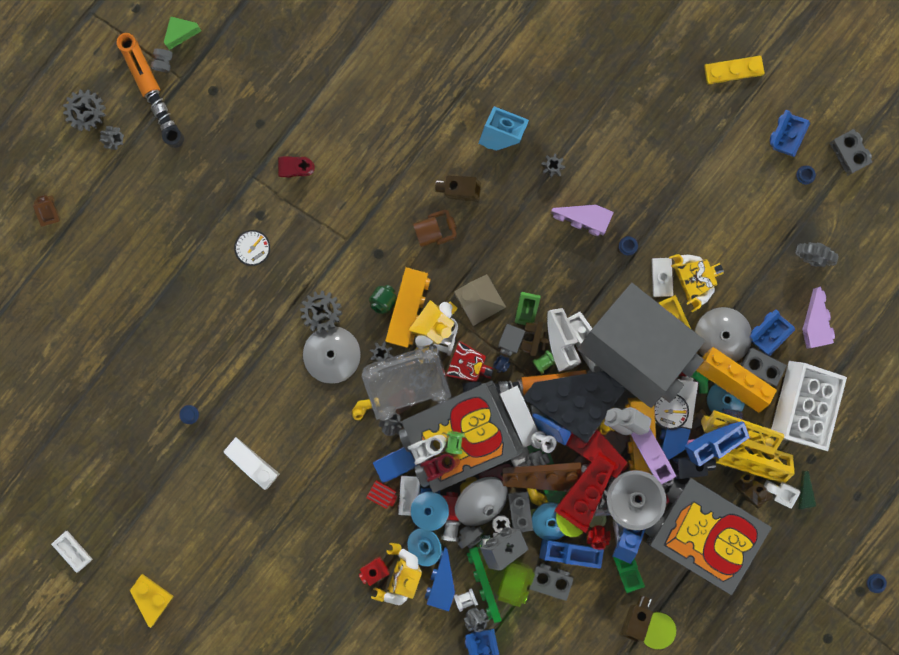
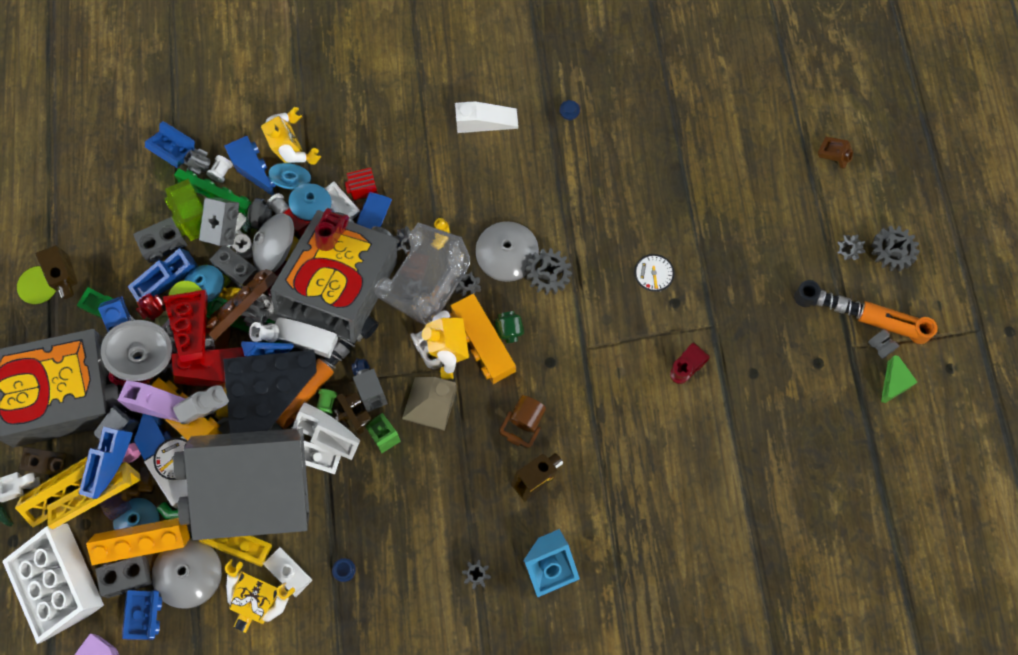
camera: 135 degrees right, 15 degrees down
(376, 564) = (313, 127): red brick -> none
(425, 450) = (352, 233): white piece -> none
(454, 442) = (334, 254): bright green bush -> none
(468, 364) = (388, 341): red torso -> none
(589, 216) = (400, 561): lavender slope -> none

